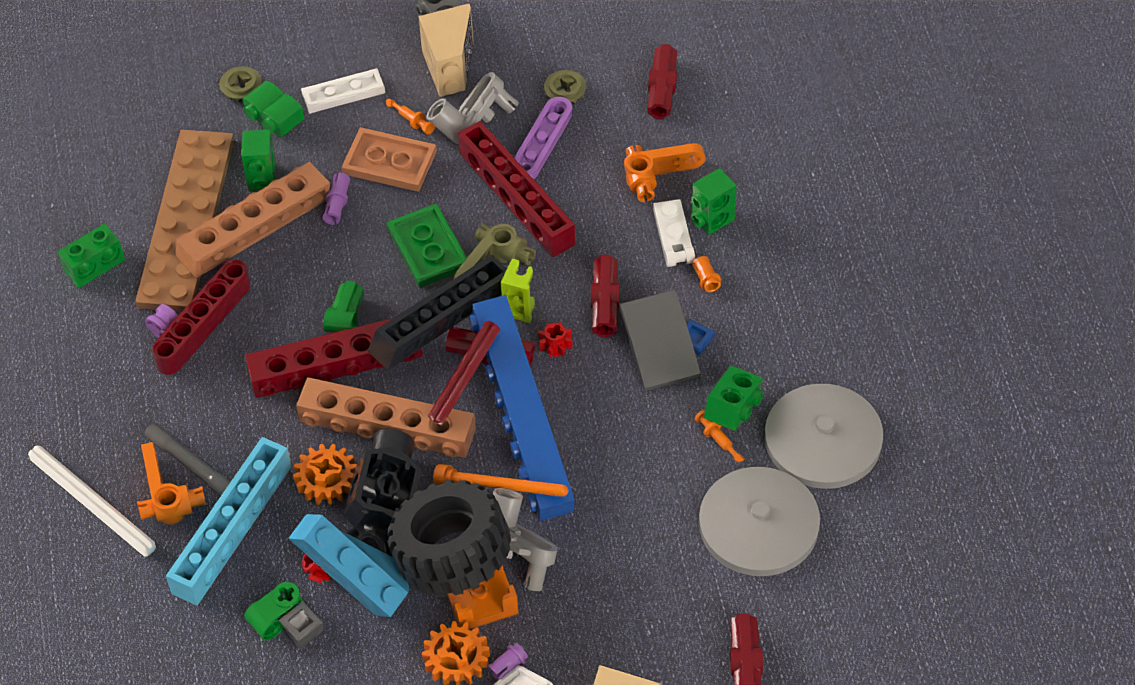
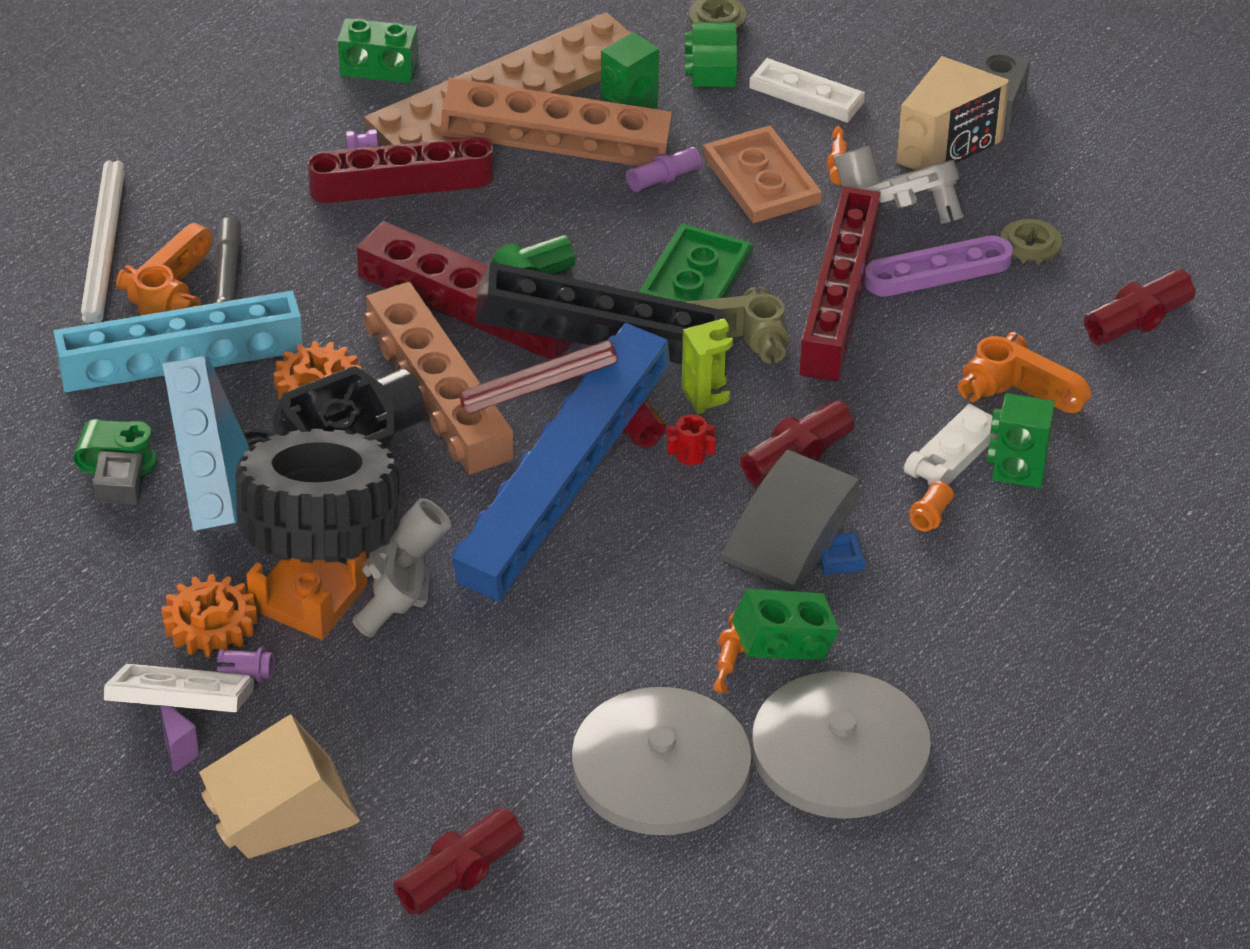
camera: 45 degrees right, 10 degrees down
(447, 472) = (420, 470): orange piece -> none

